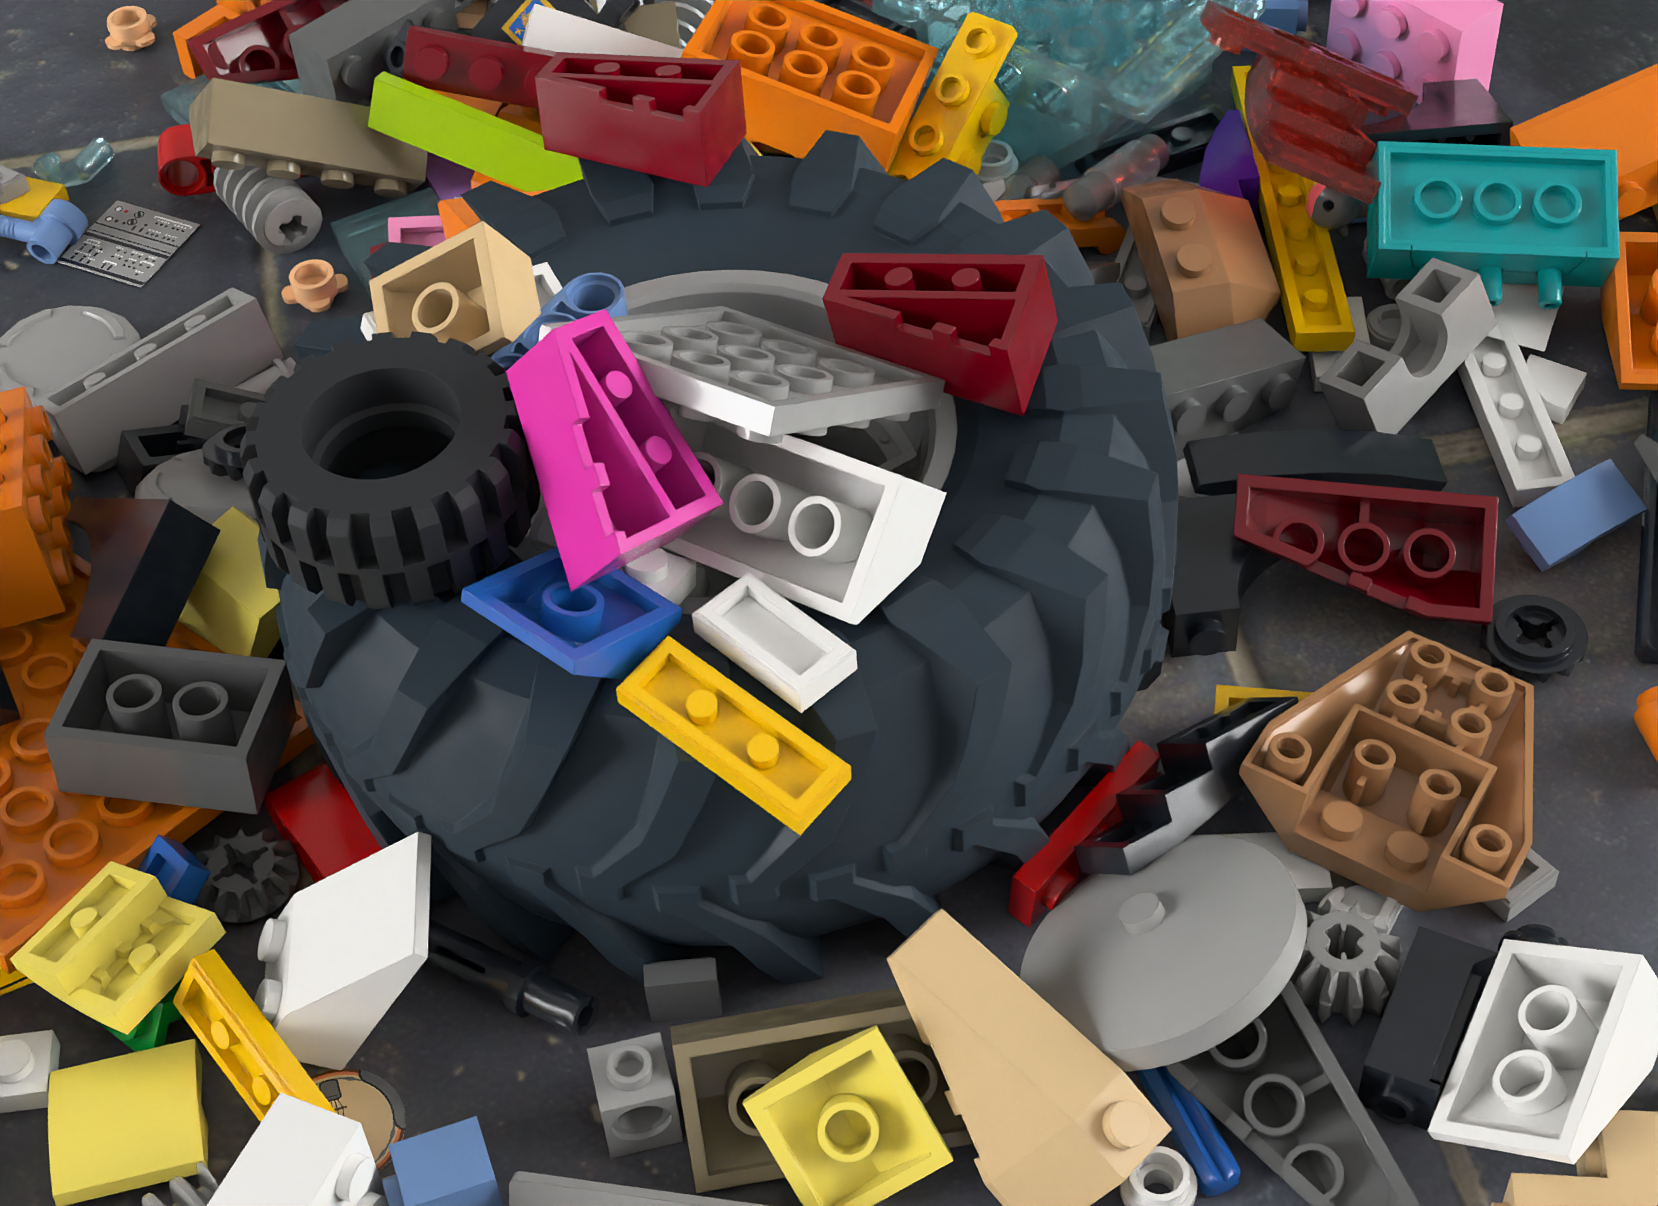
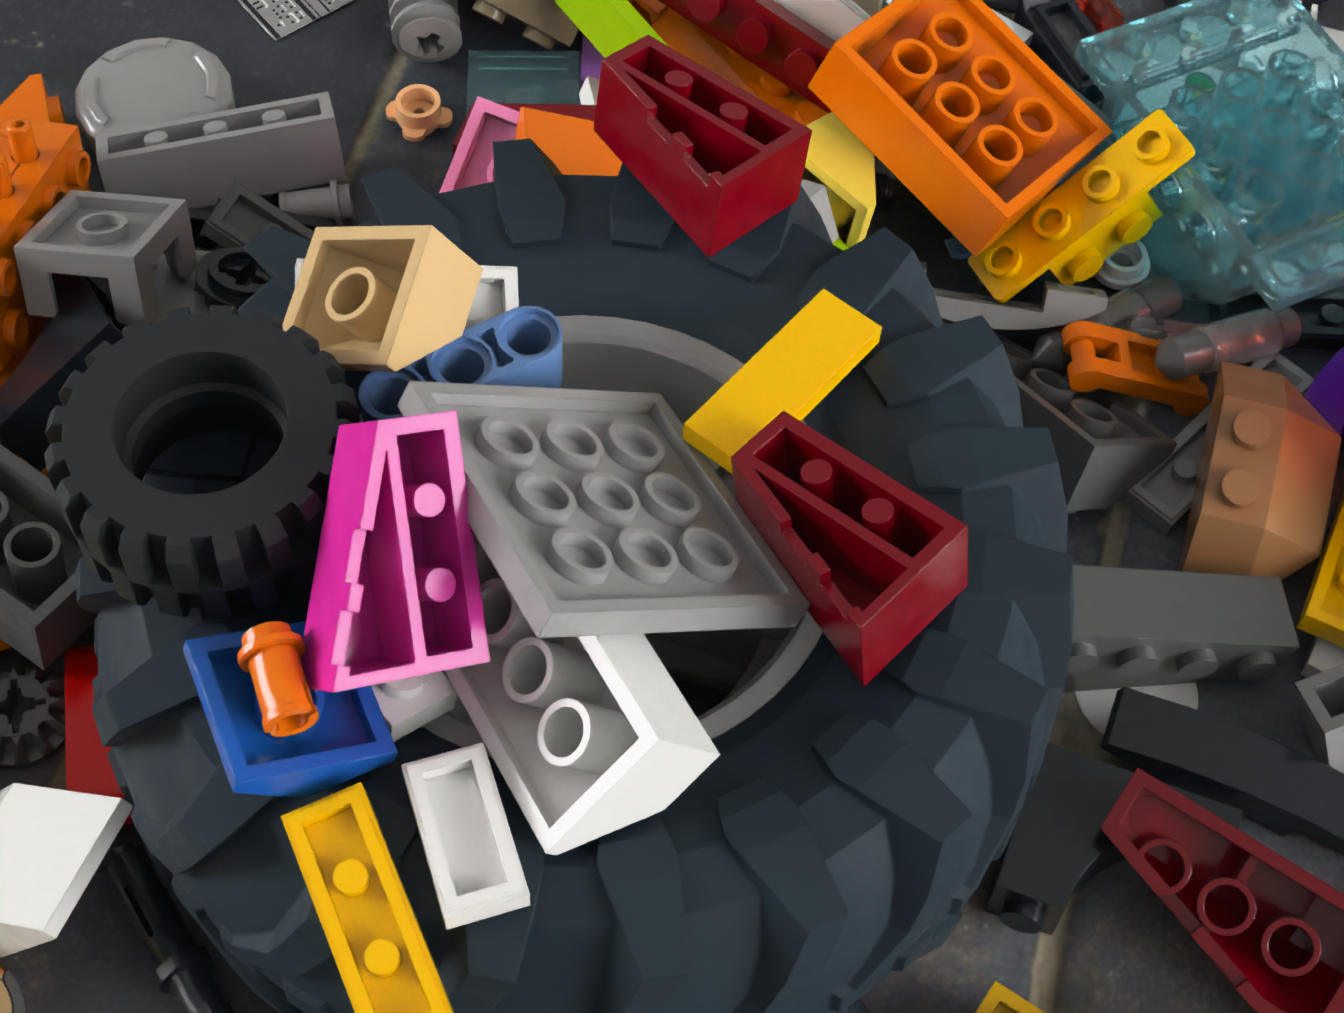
camera: 20 degrees right, 10 degrees up
(113, 447) = (108, 239): none -> light grey panel
(547, 568) = (274, 662): none -> orange pin
(827, 224) = (786, 374): none -> yellow tile

